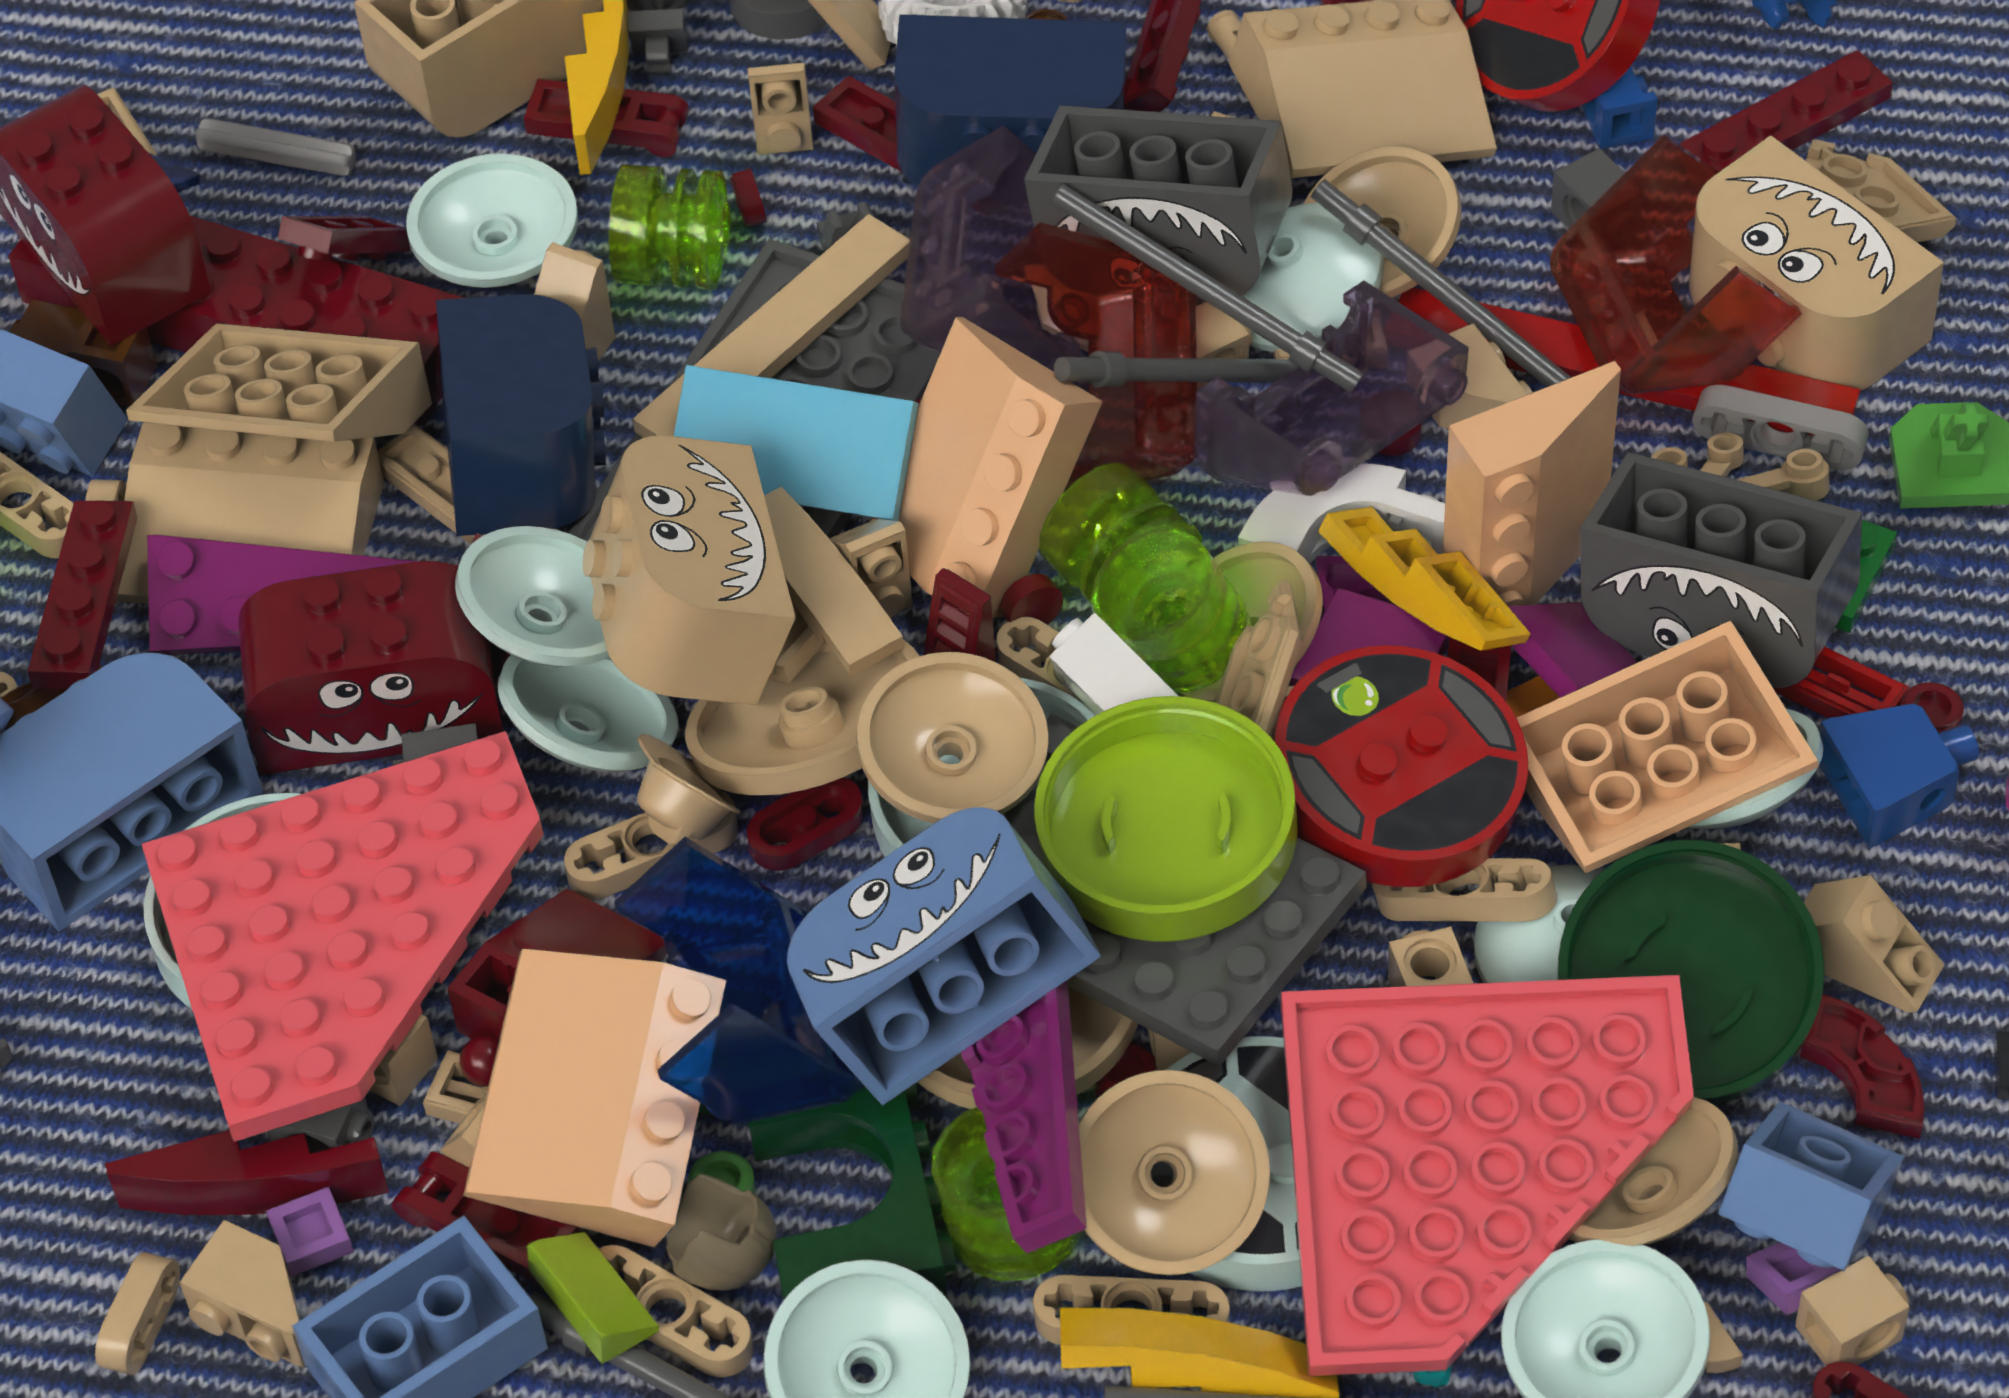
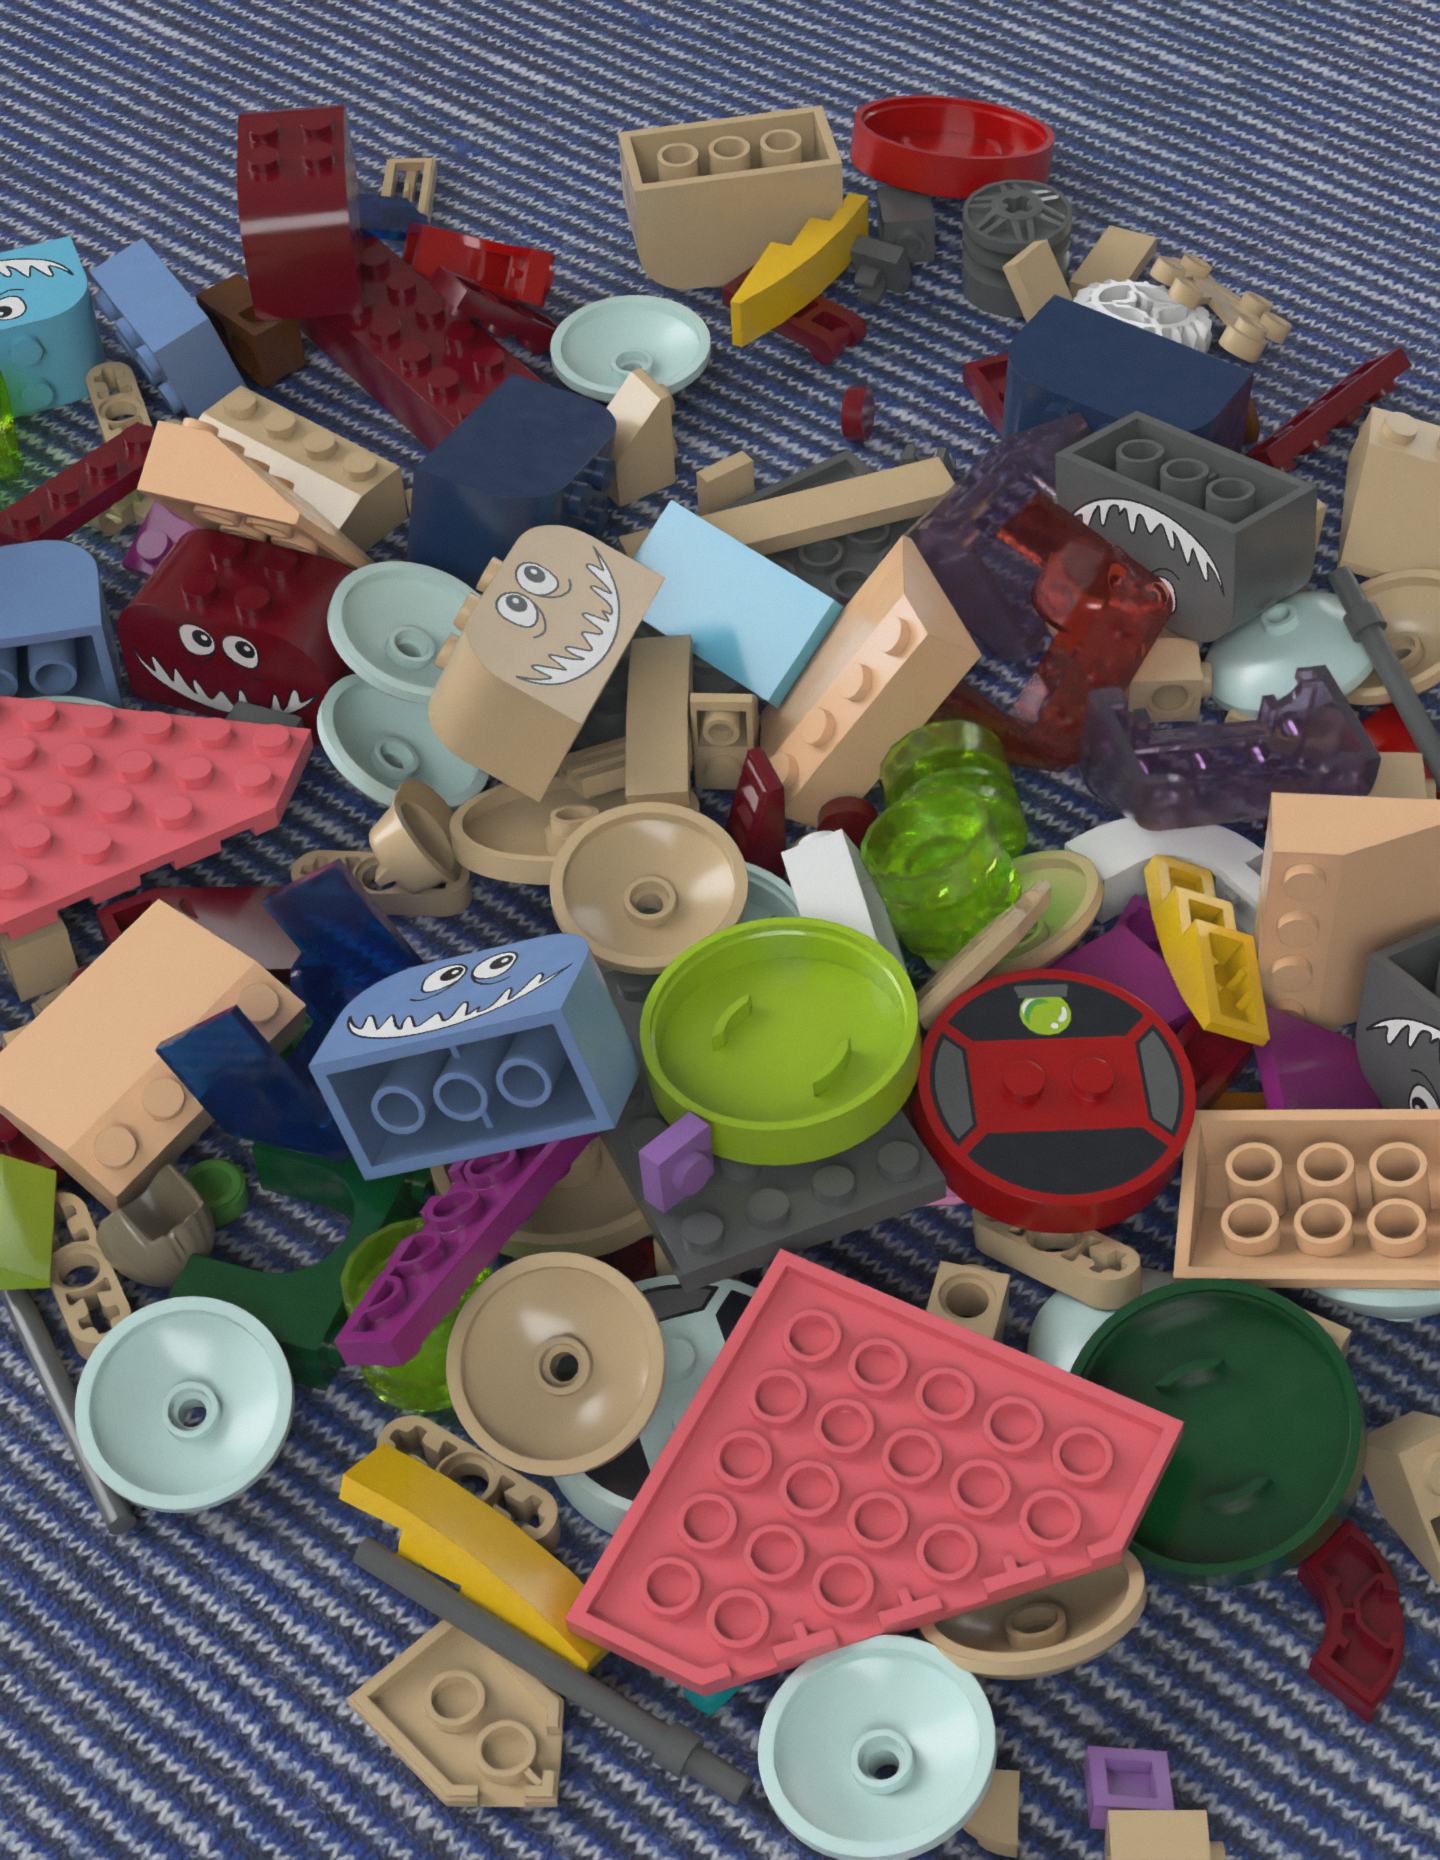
camera: 30 degrees right, 5 degrees down
(275, 147) = (499, 228): light grey axle -> none
(278, 188) = (507, 269): none -> red arch
(290, 385) = (354, 397): tan slope -> none
(299, 536) = (222, 490): none -> light nougat slope
(678, 227) = (764, 403): clear neon green wheel -> none
(680, 324) = (725, 482): none -> tan tile
(780, 108) = (934, 349): tan slope -> none
(802, 824) = (503, 918): dark red plate -> none
(1112, 369) = (1016, 635): dark grey bar -> none
(1162, 961) = (676, 1162): none -> medium lavender plate
(1305, 349) = (1233, 704): dark grey bar -> none
(1810, 1186) = (1192, 1706): medium blue brick -> none

